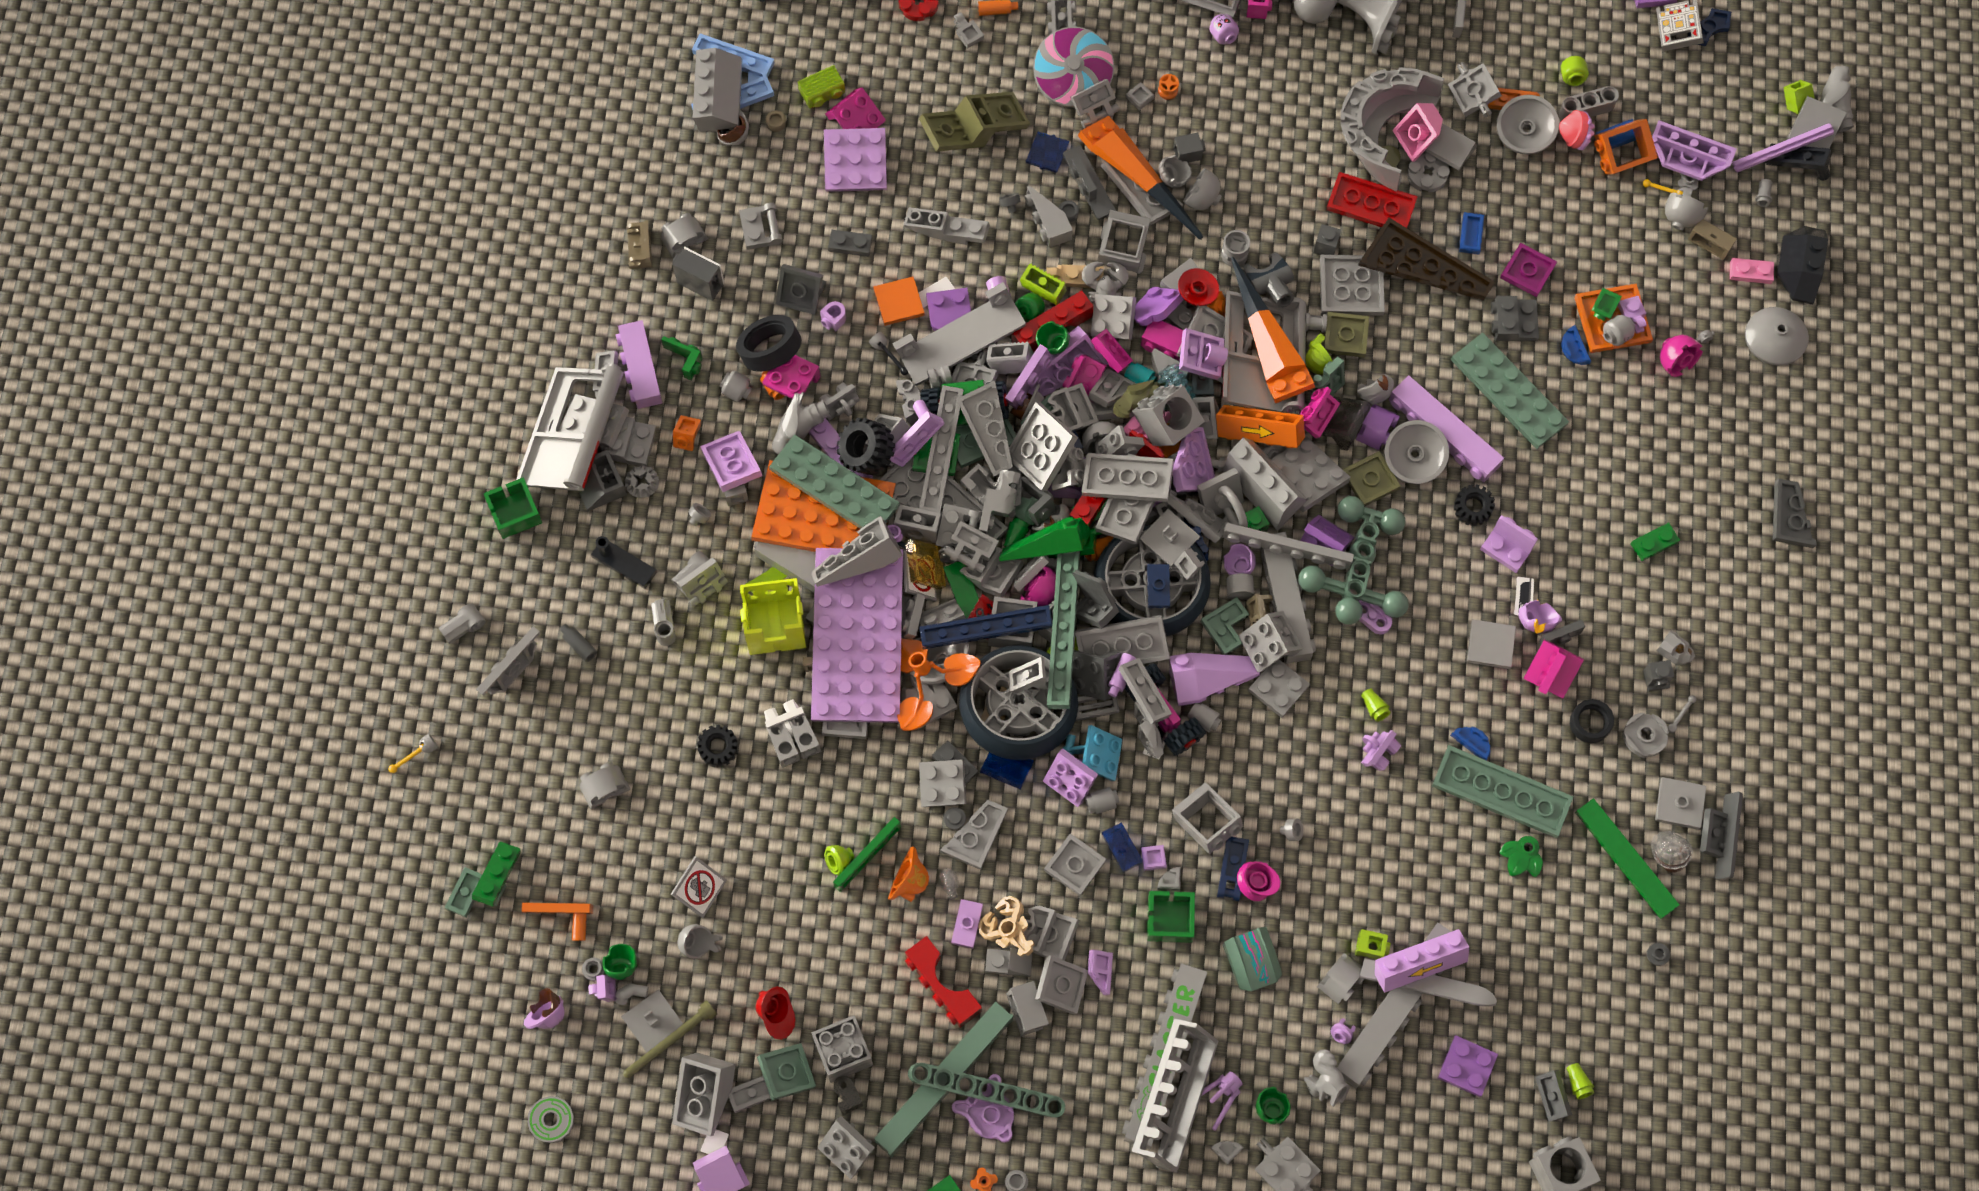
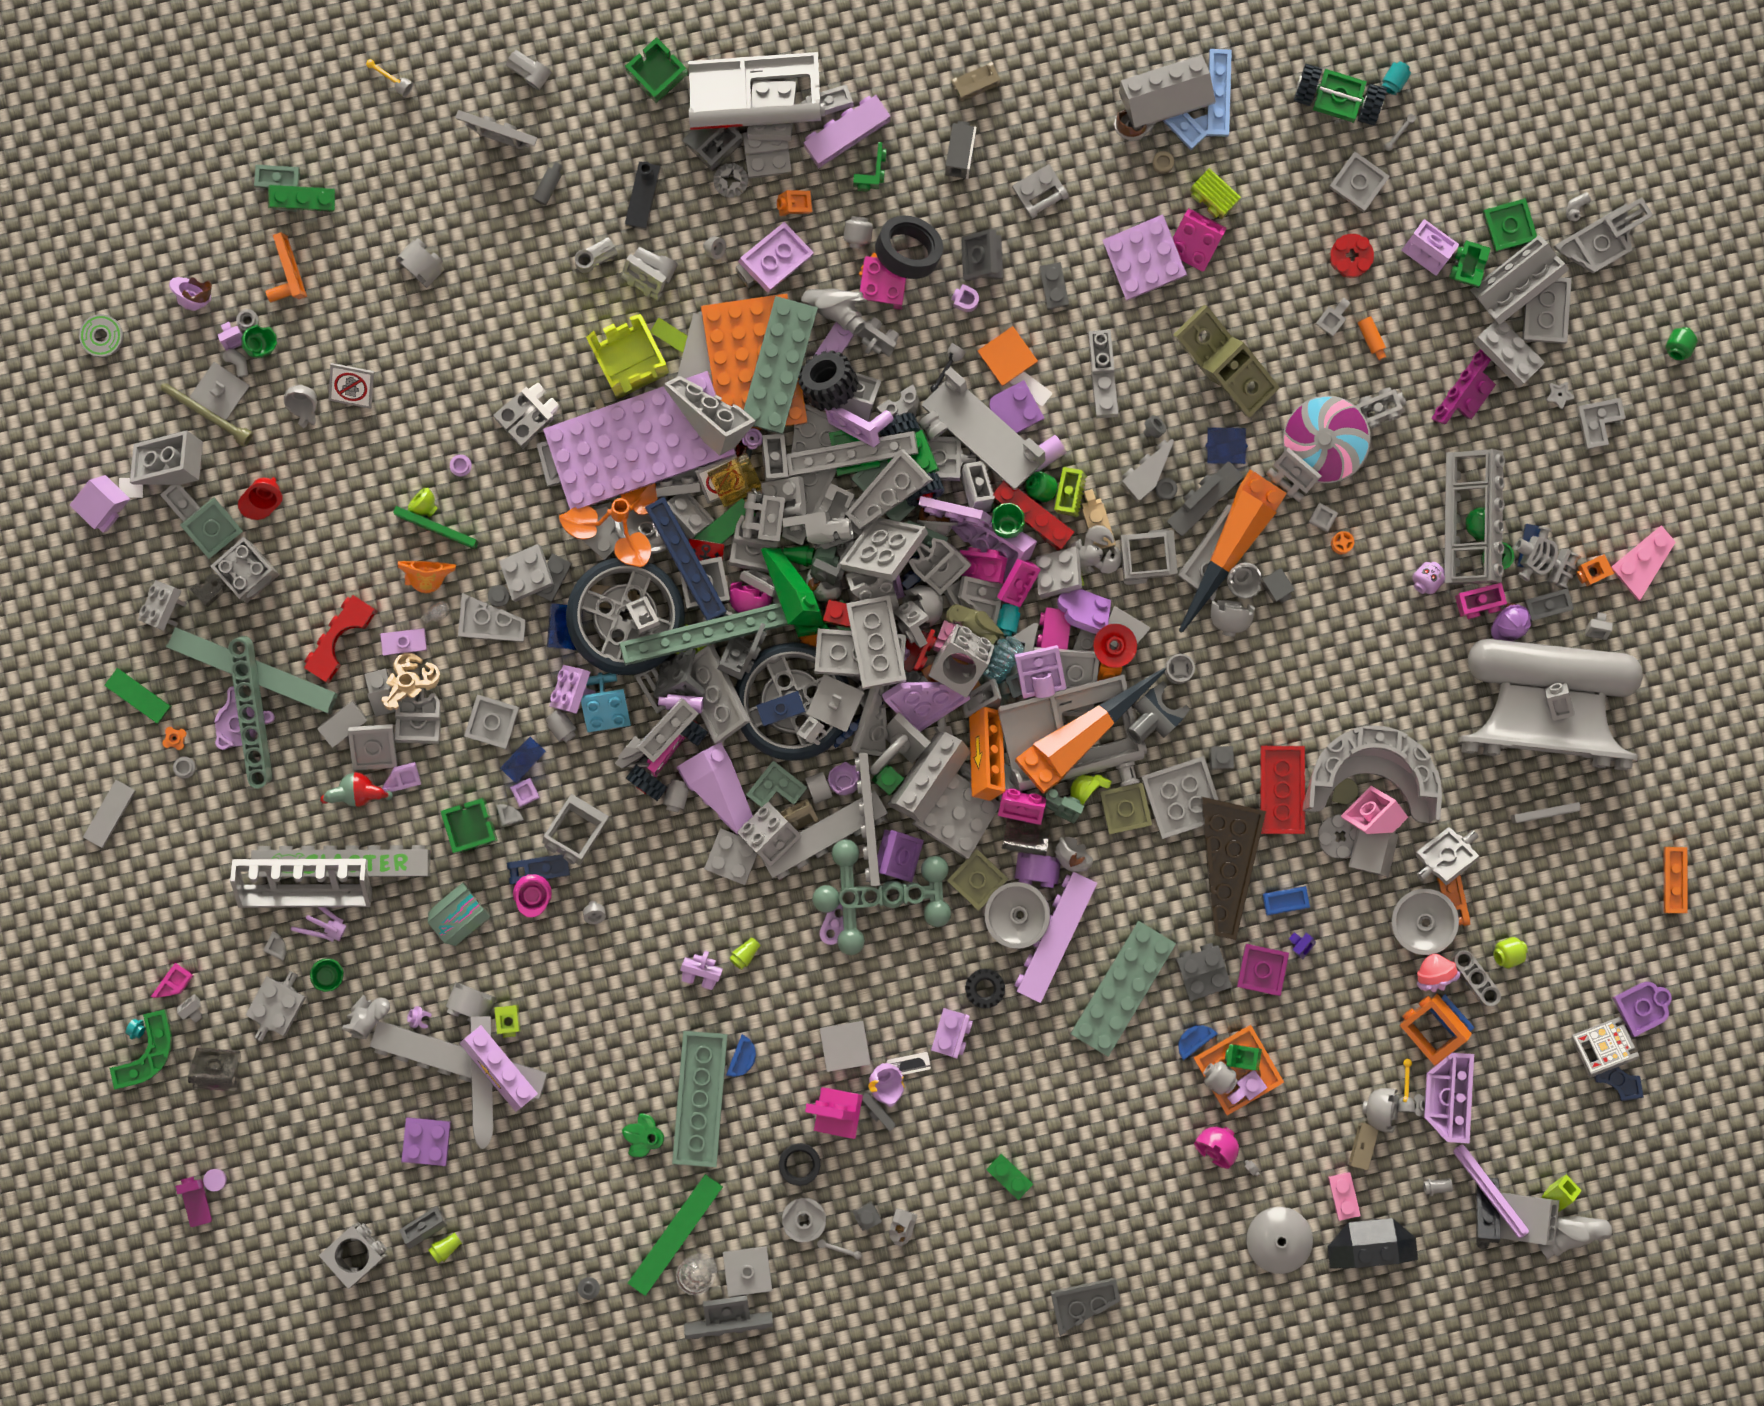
camera: 70 degrees right, 15 degrees up
(682, 234) = (1004, 119): light grey cylinder -> none
(714, 733) = (480, 346): black tyre -> none
(815, 812) = (460, 465): none -> lavender plate
(1099, 1016) = (355, 791): none -> piece
(1515, 230) = (1302, 945): none -> dark purple tile

